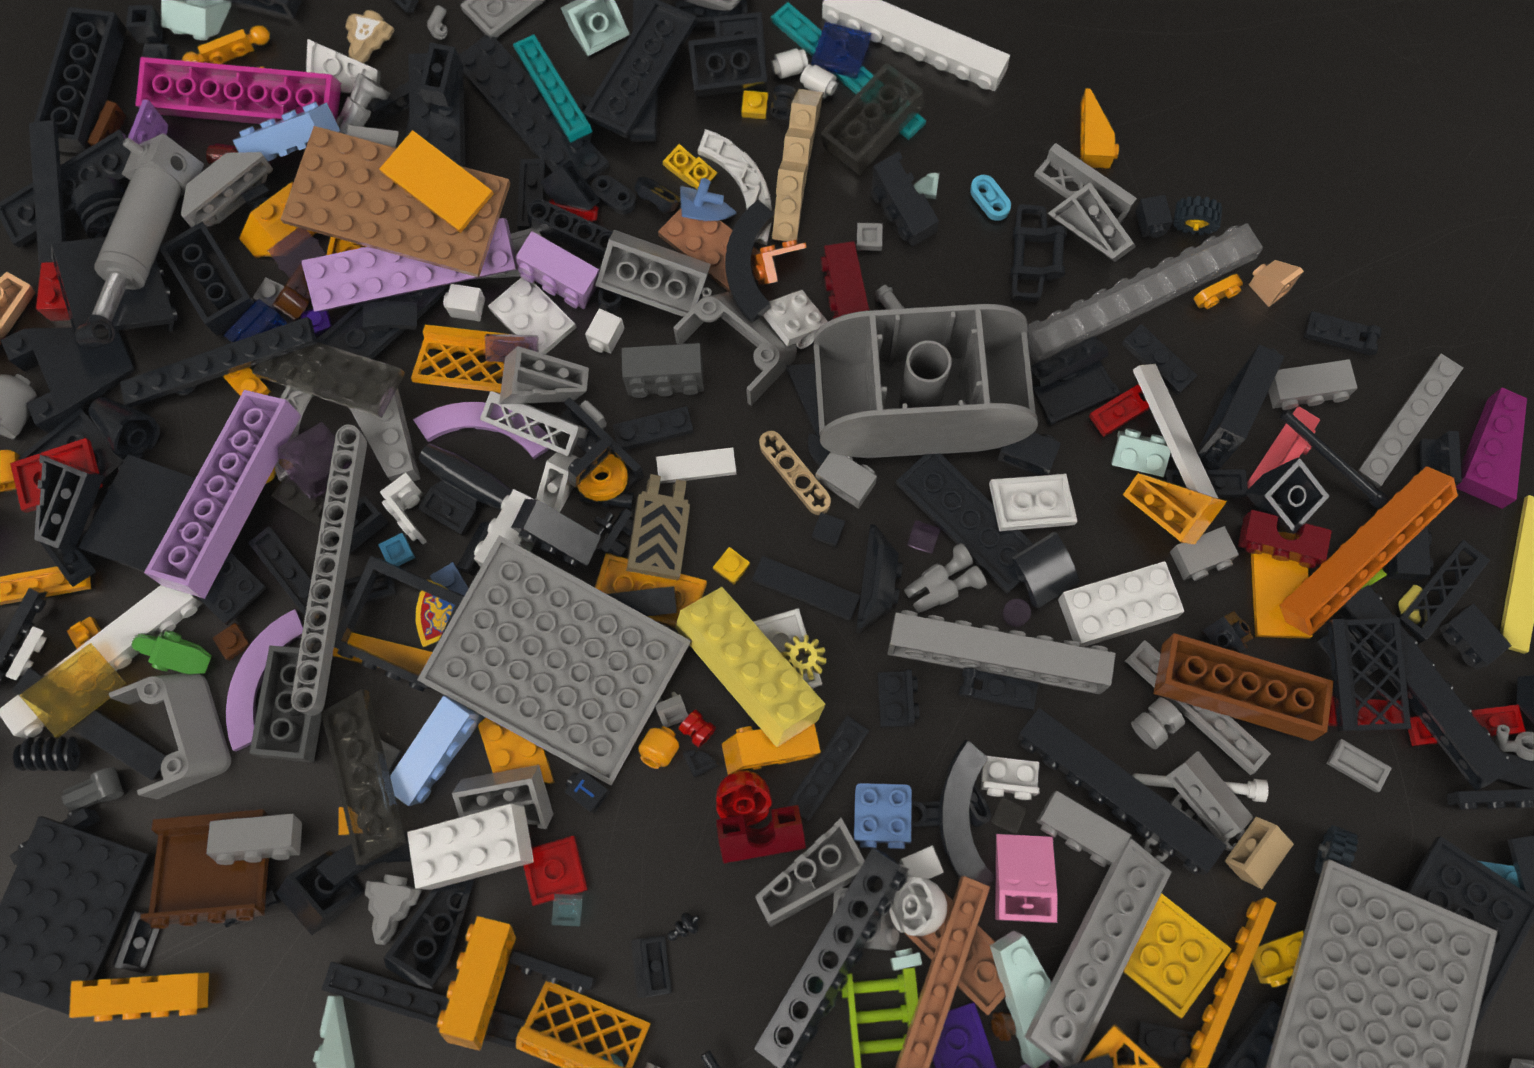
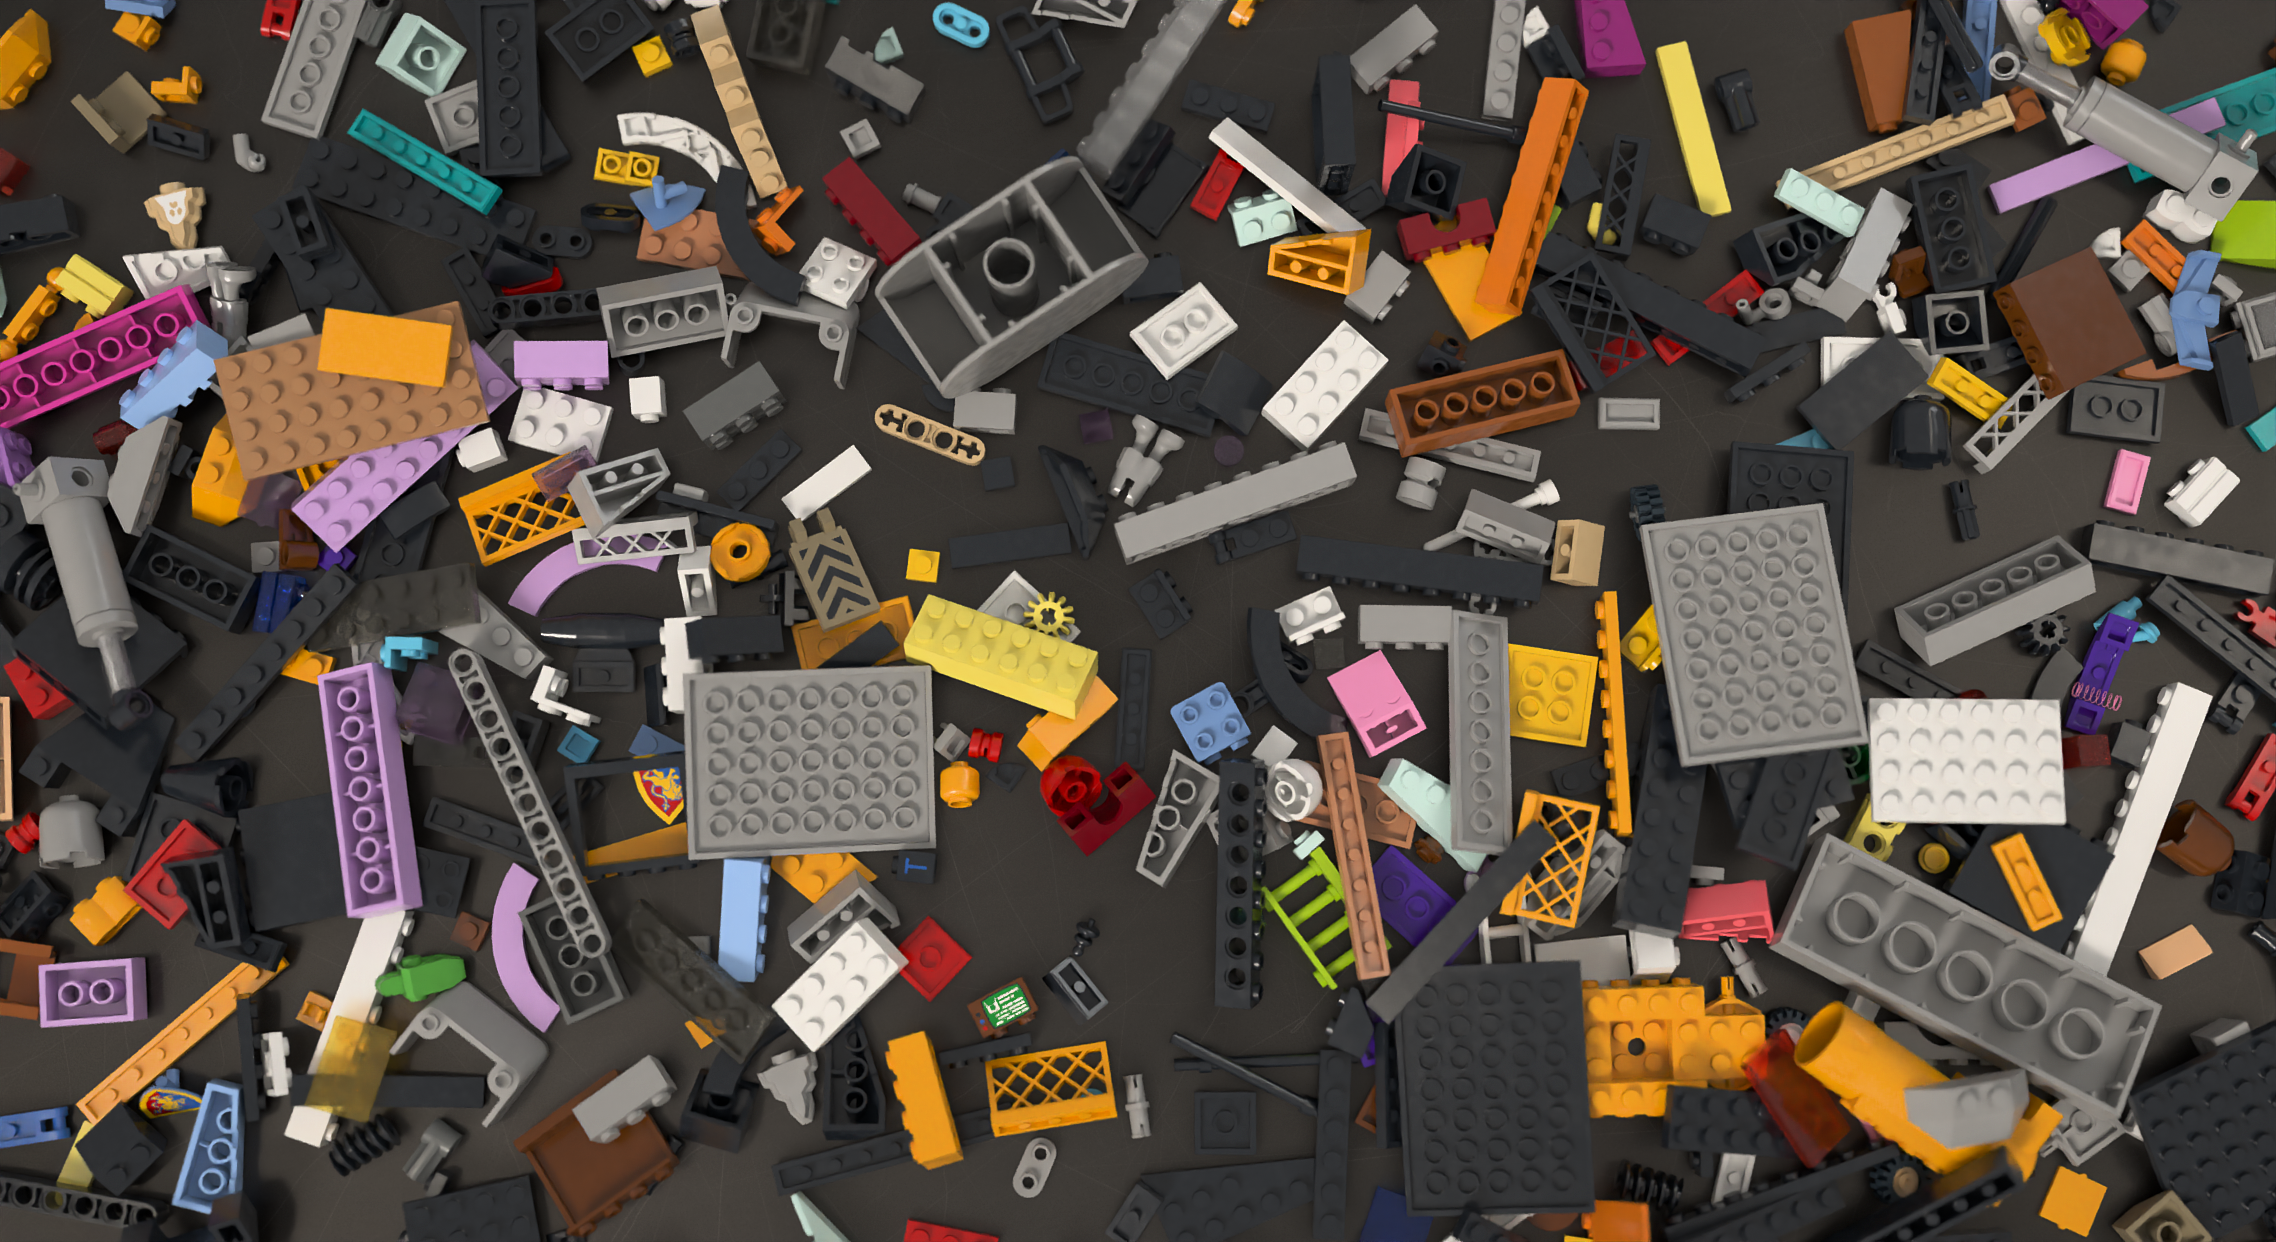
camera: 35 degrees left, 10 degrees up
(276, 49) = (93, 286): none -> light yellow brick
(314, 407) = (398, 649): none -> medium azure bracket
(567, 910) = (965, 986): clear light blue plate -> none
(586, 945) = (1003, 1007): none -> brick
(590, 71) = (456, 117): none -> light grey plate
(595, 454) = (722, 533): black plate -> none
(1433, 428) = (1533, 27): none -> white tile

